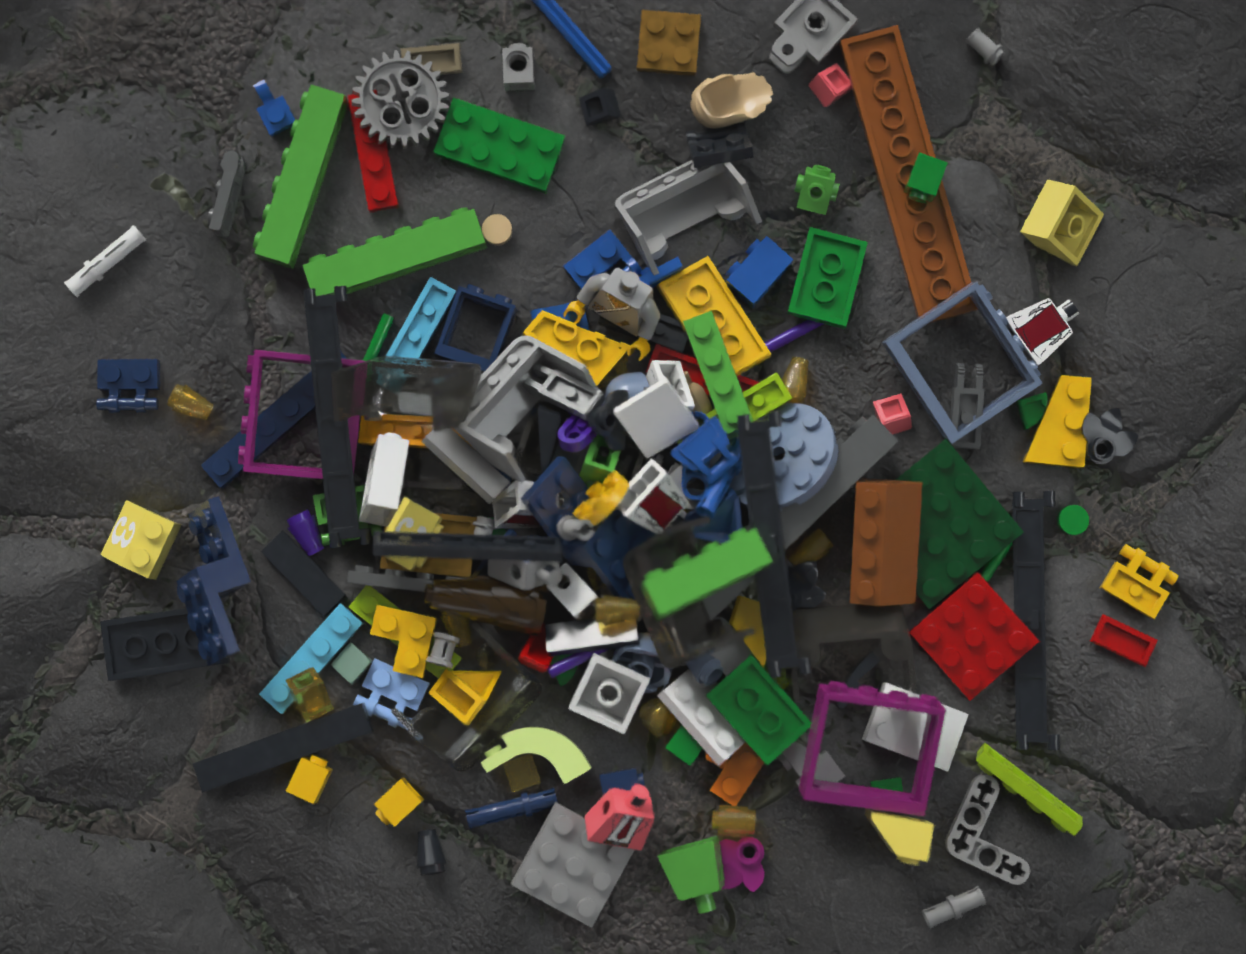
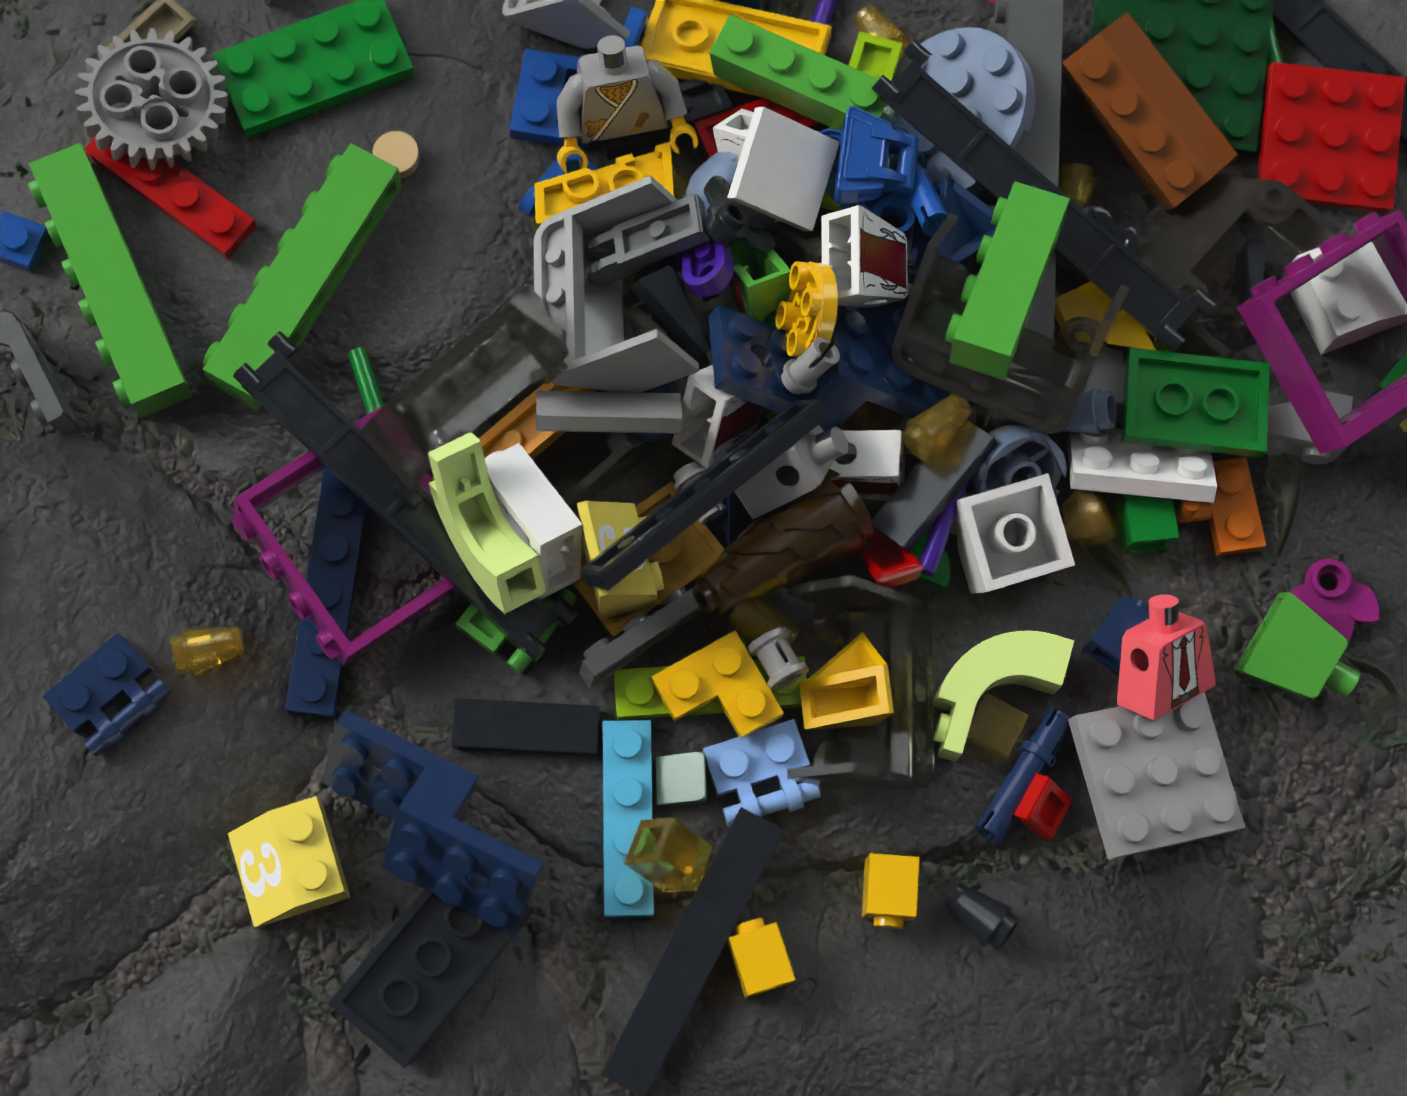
camera: 55 degrees left, 10 degrees down
(306, 532) = (485, 675): dark purple cone -> none
(354, 468) = (478, 529): none -> yellowish green arch
(423, 320) = (402, 317): medium azure plate -> none
(475, 295) = (443, 241): dark blue window -> none
(505, 830) = (1043, 807): none -> red tile
(734, 821) = (1281, 560): clear yellow brick -> none

